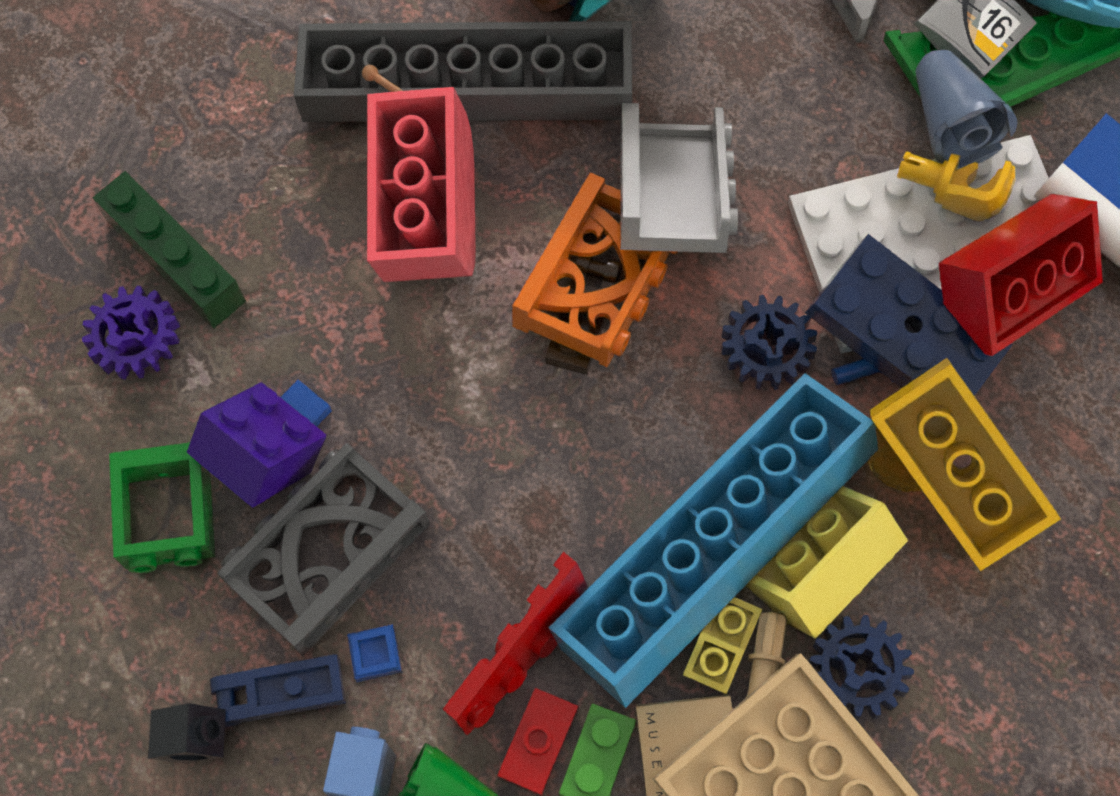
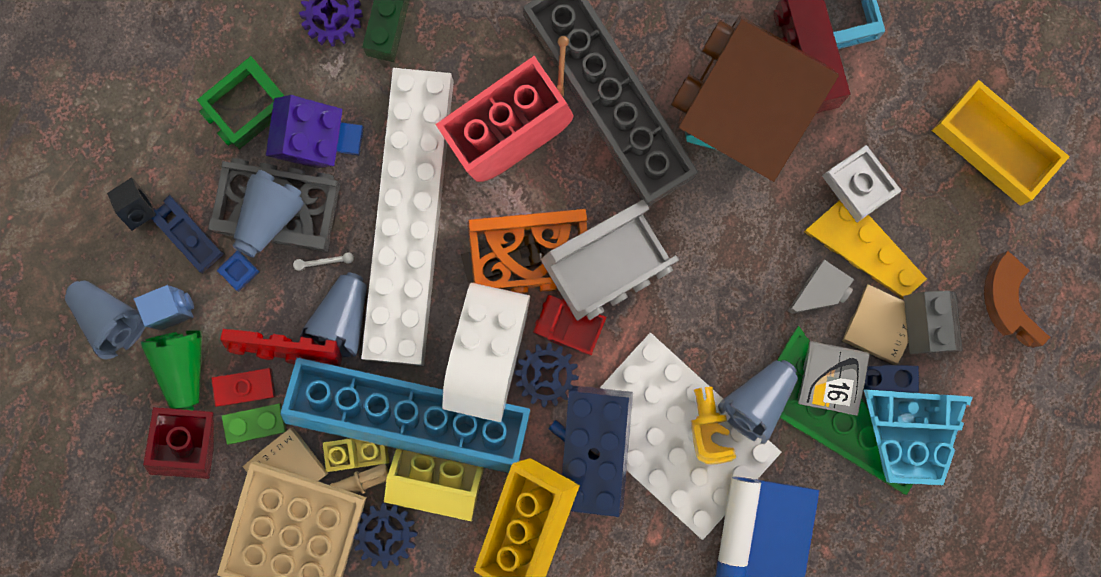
camera: 55 degrees right, 15 degrees up
(326, 544) = (264, 212): none -> sand blue cone
(421, 567) = (300, 265): none -> white hinge
(460, 391) = (407, 218): none -> white brick
(525, 544) = (339, 315): none -> sand blue cone
(701, 374) = (485, 352): none -> white brick
(721, 281) = (562, 328): none -> red piece
(1023, 271) = (667, 498): red slope -> none

